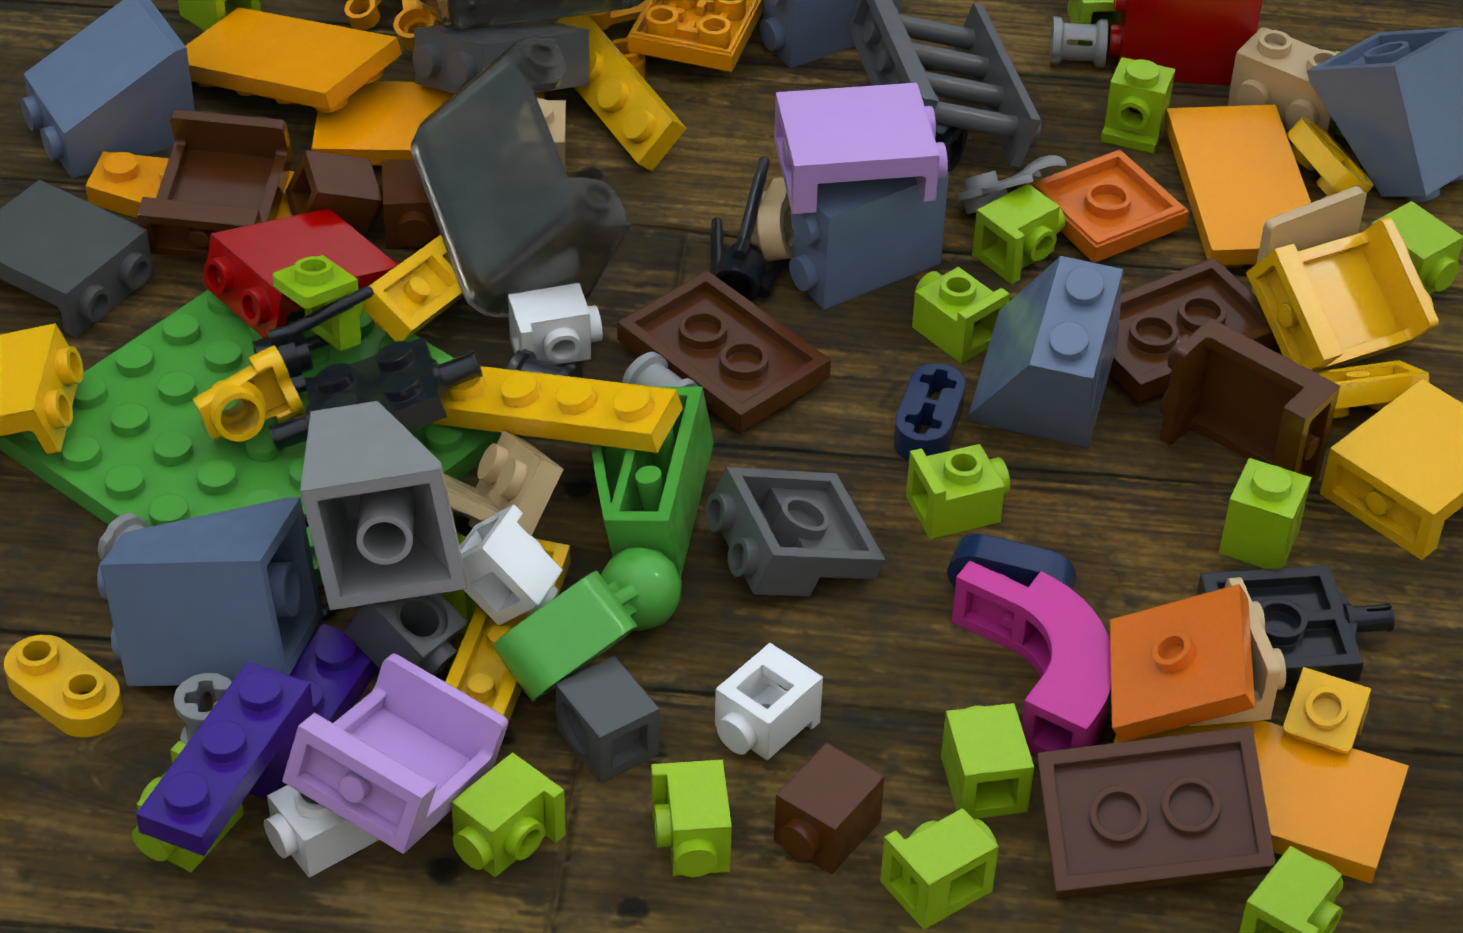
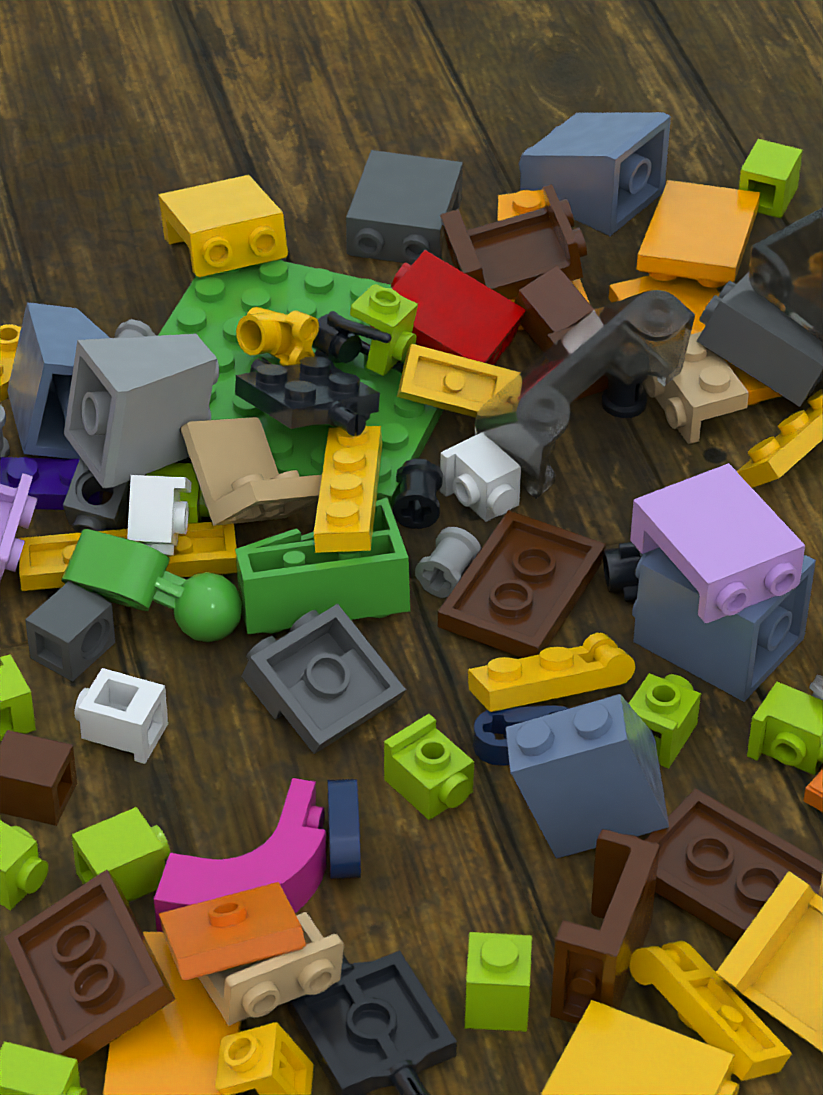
camera: 70 degrees right, 0 degrees up
(866, 367) = (551, 674): none -> yellow plate

